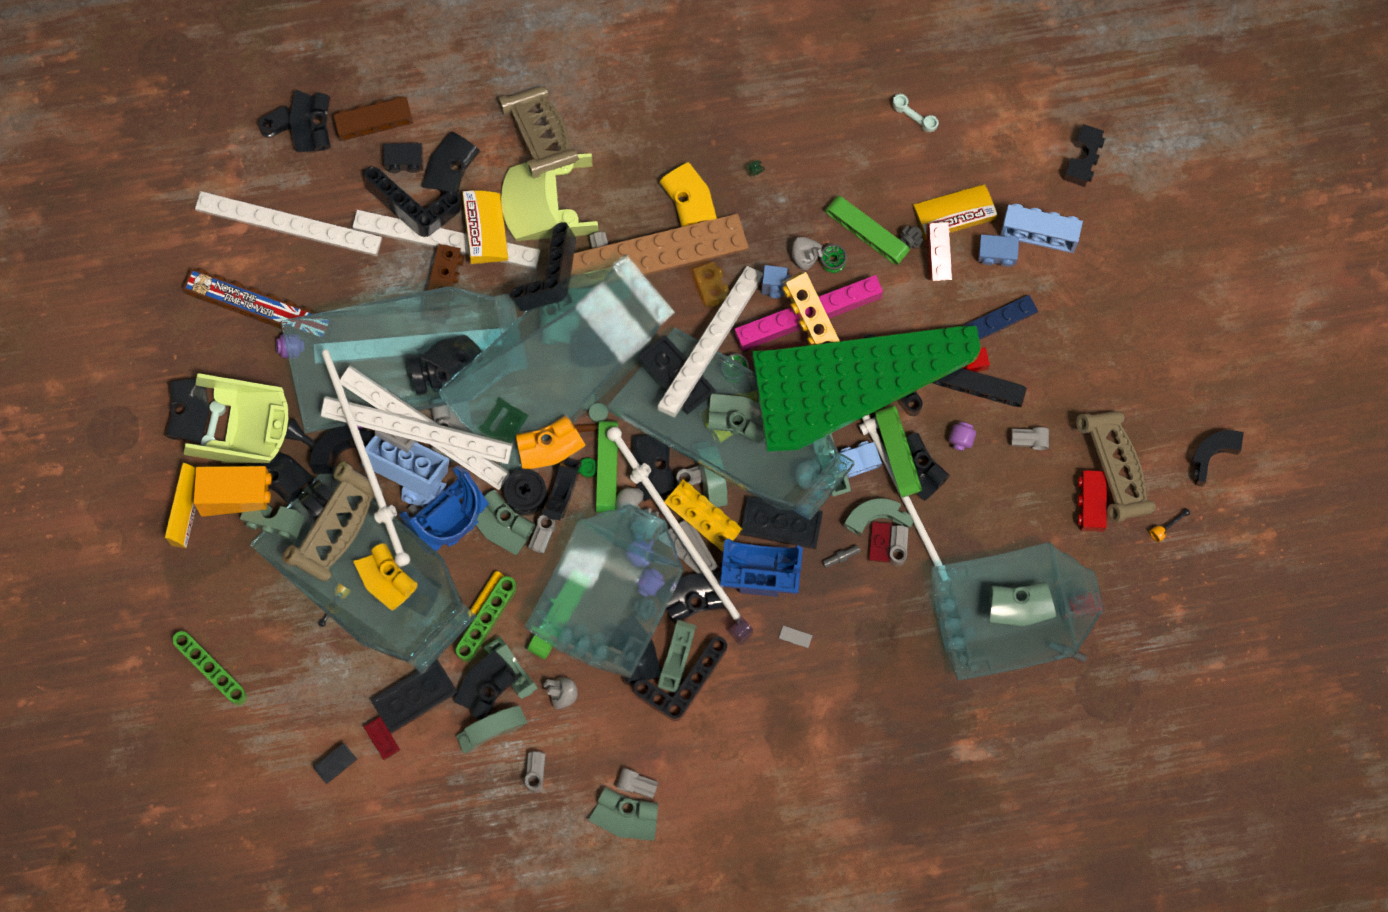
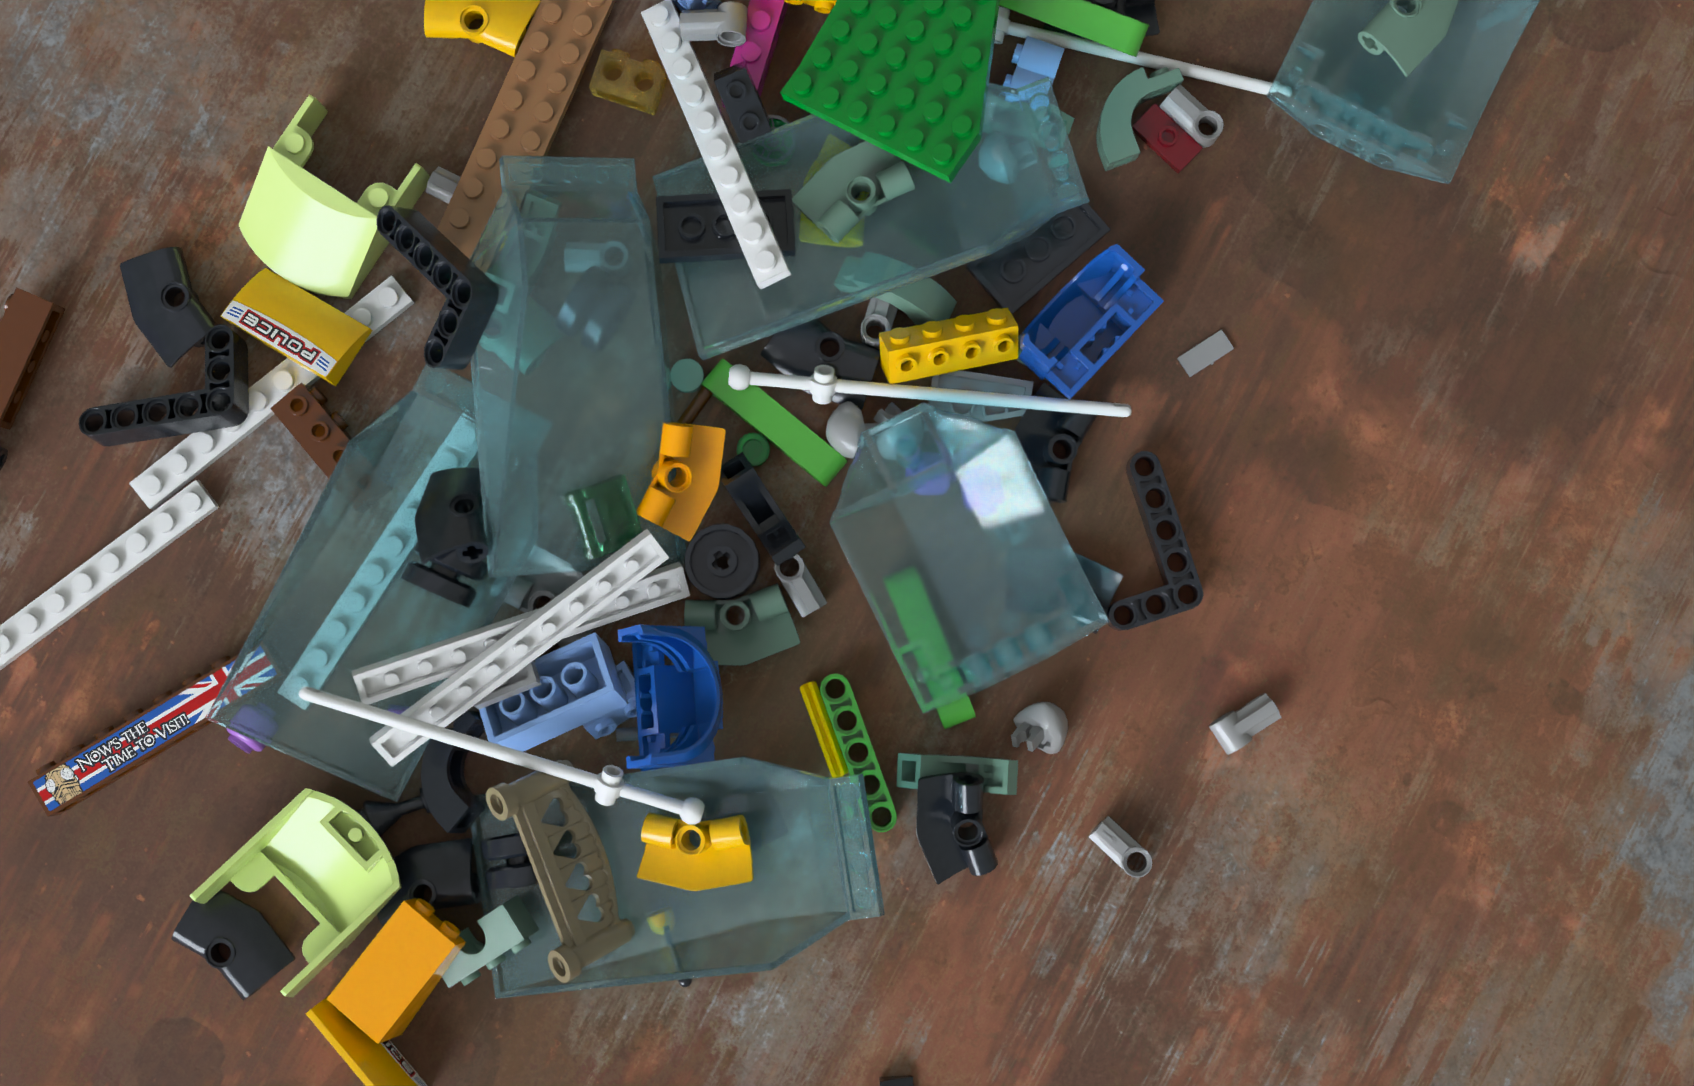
camera: 50 degrees left, 10 degrees up
(217, 410) = (265, 899): light aqua bar -> none
(382, 738) = (912, 1021): dark red plate -> none
(403, 157) = (104, 360): black brick -> none
(414, 697) = (890, 945): black plate -> none
(491, 727) = (1019, 862): sand green arch -> none
(543, 159) = (265, 167): dark tan piece -> none
(636, 825) = (1299, 769): sand green panel -> none
(677, 656) = (1115, 534): sand green arch -> none
(737, 339) = (742, 102): none -> black brick
(740, 631) = (1145, 420): leg -> none
(766, 305) = (723, 24): none -> light grey piece
(841, 556) = (1145, 204): dark grey bar -> none

